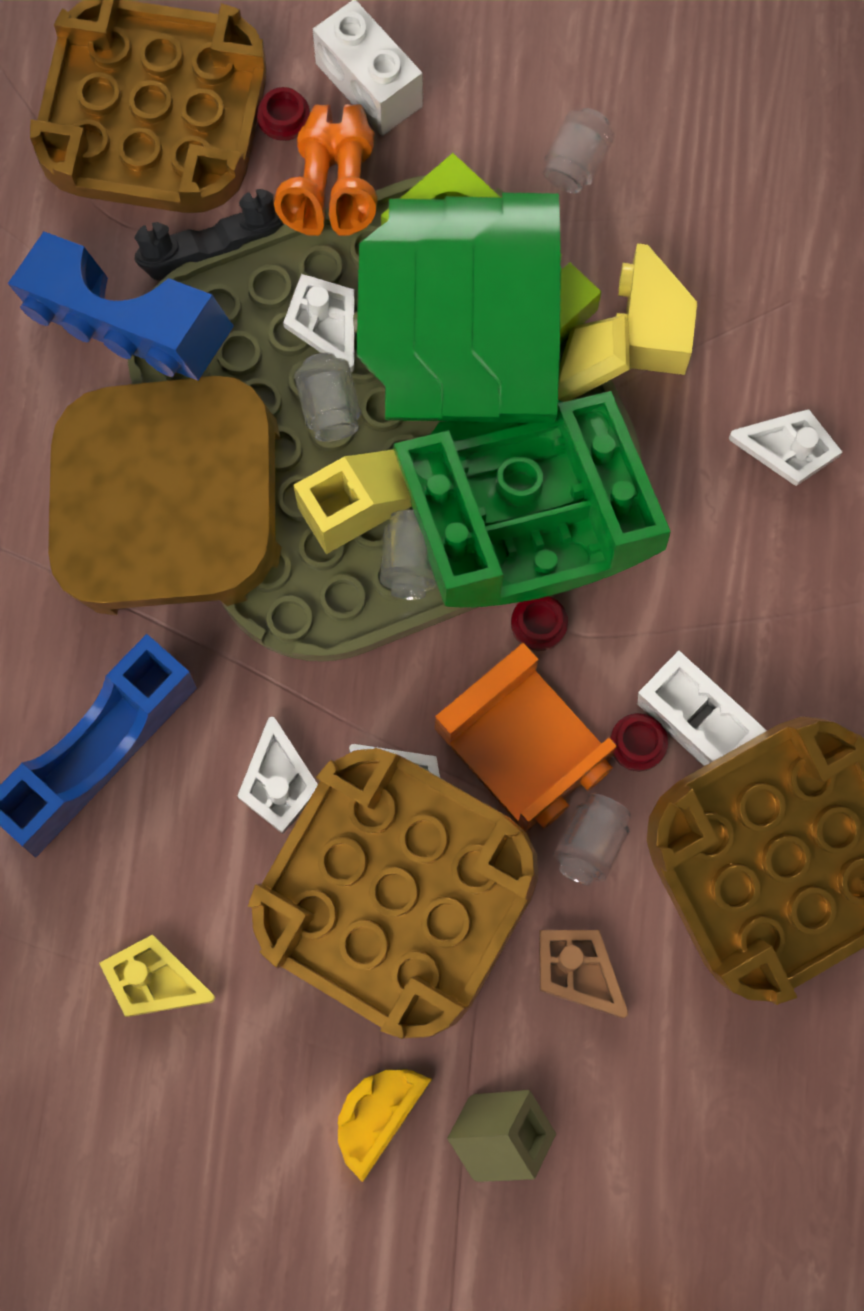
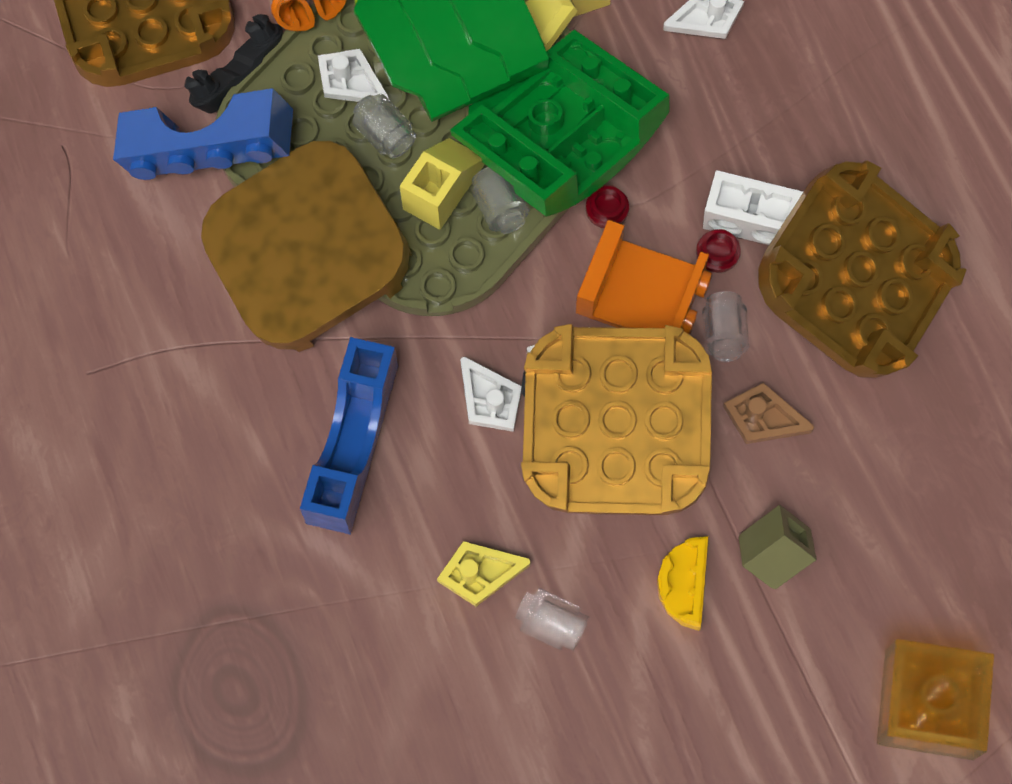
camera: 25 degrees left, 5 degrees down
(198, 1081) = (552, 619): none -> clear brick

